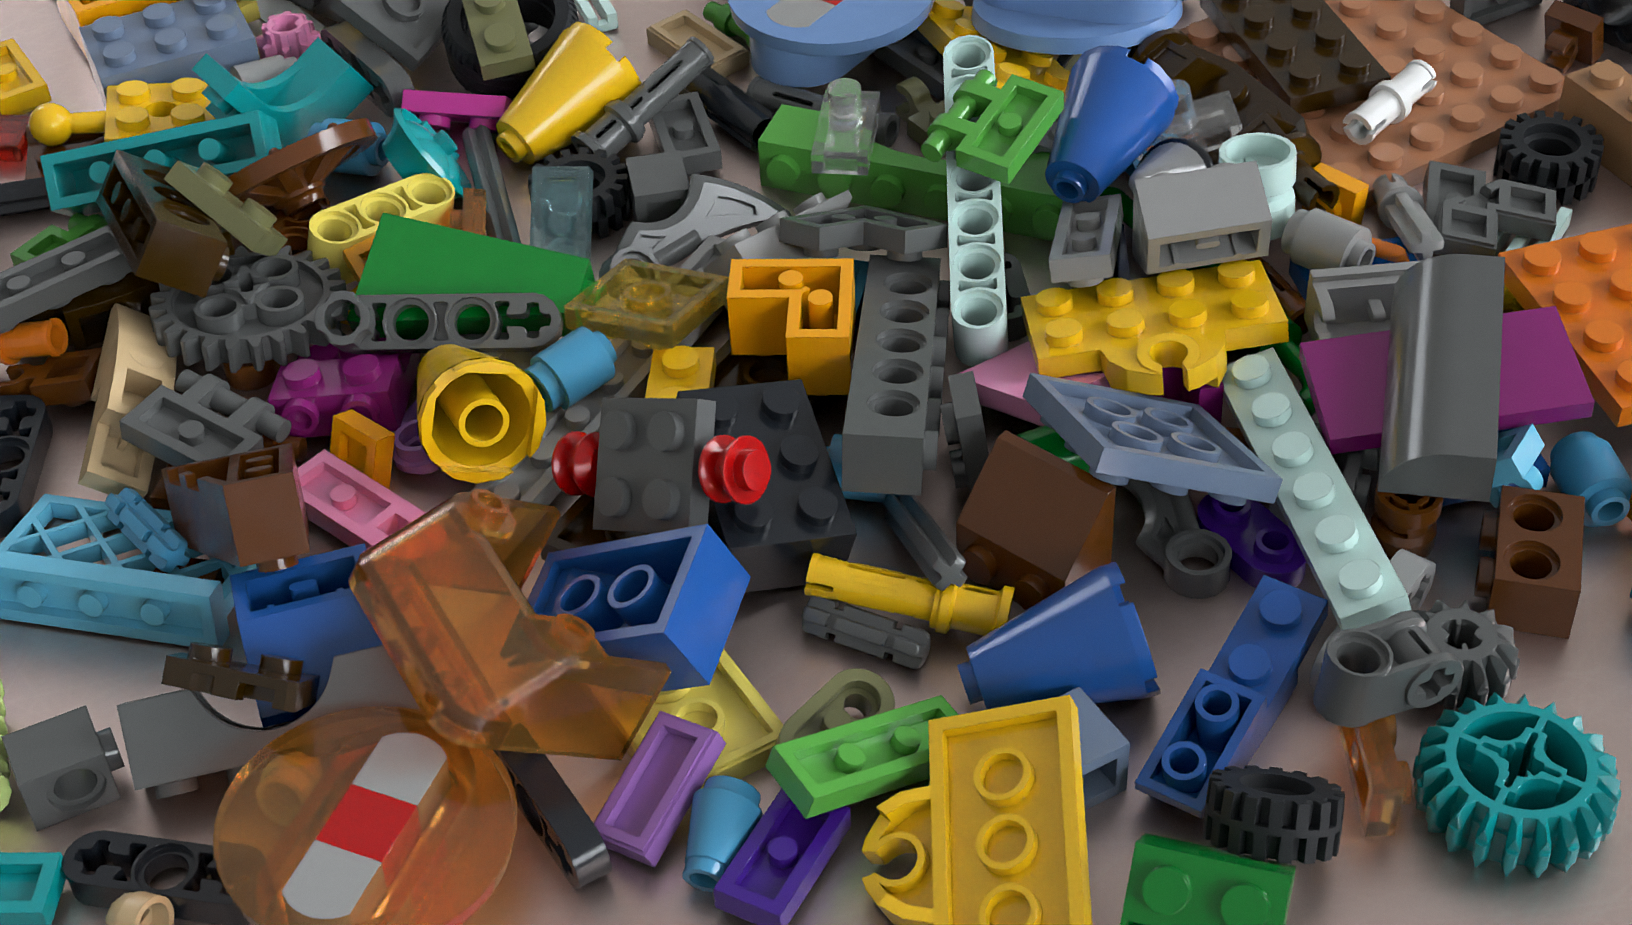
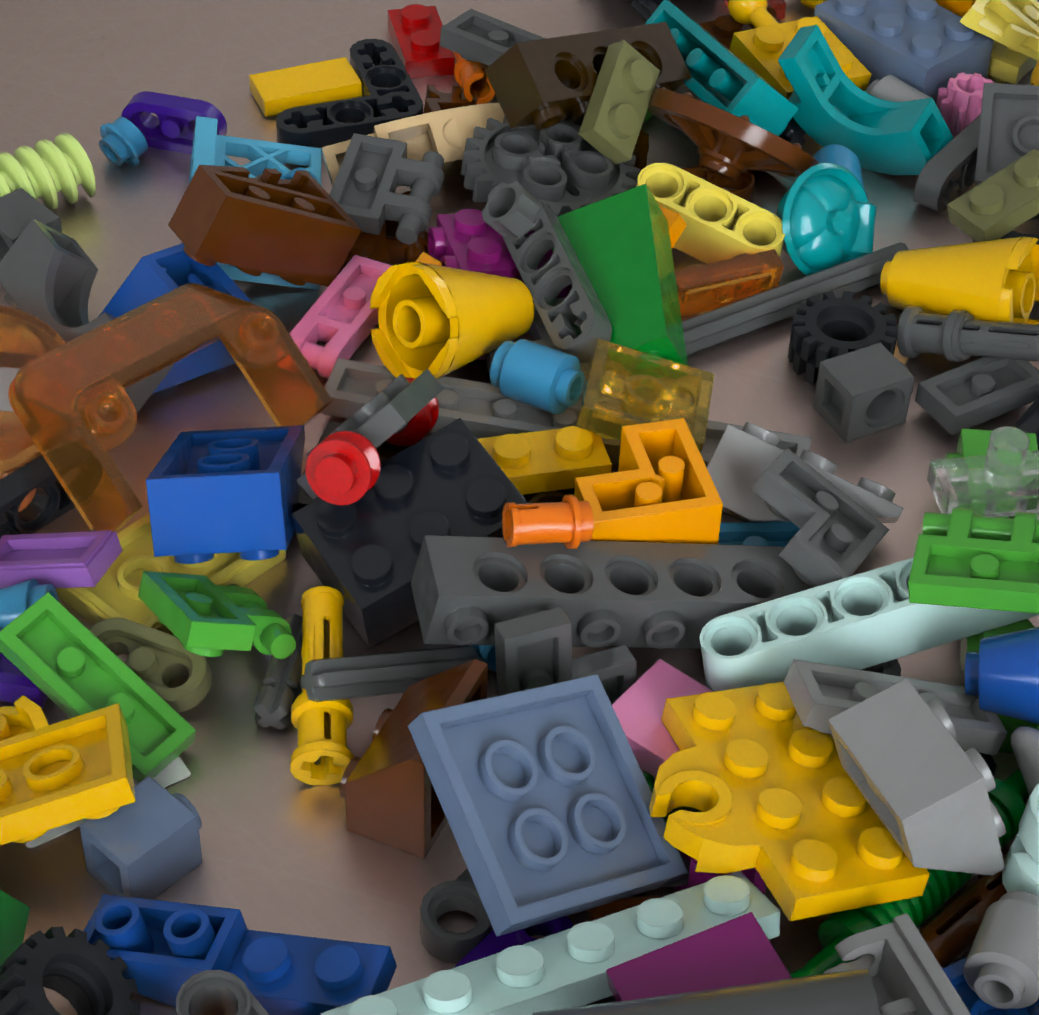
camera: 70 degrees right, 0 degrees up
(211, 671) = (78, 276): dark brown wing -> none
(449, 107) = (924, 217): dark pink plate -> none
(562, 209) = (763, 328): clear light blue plate -> none
(710, 208) = (841, 426): piece -> none
(793, 657) = (215, 616): none -> bright green plate
(855, 348) = (548, 522): none -> orange pin
(1065, 642) = (270, 821): blue cone -> none

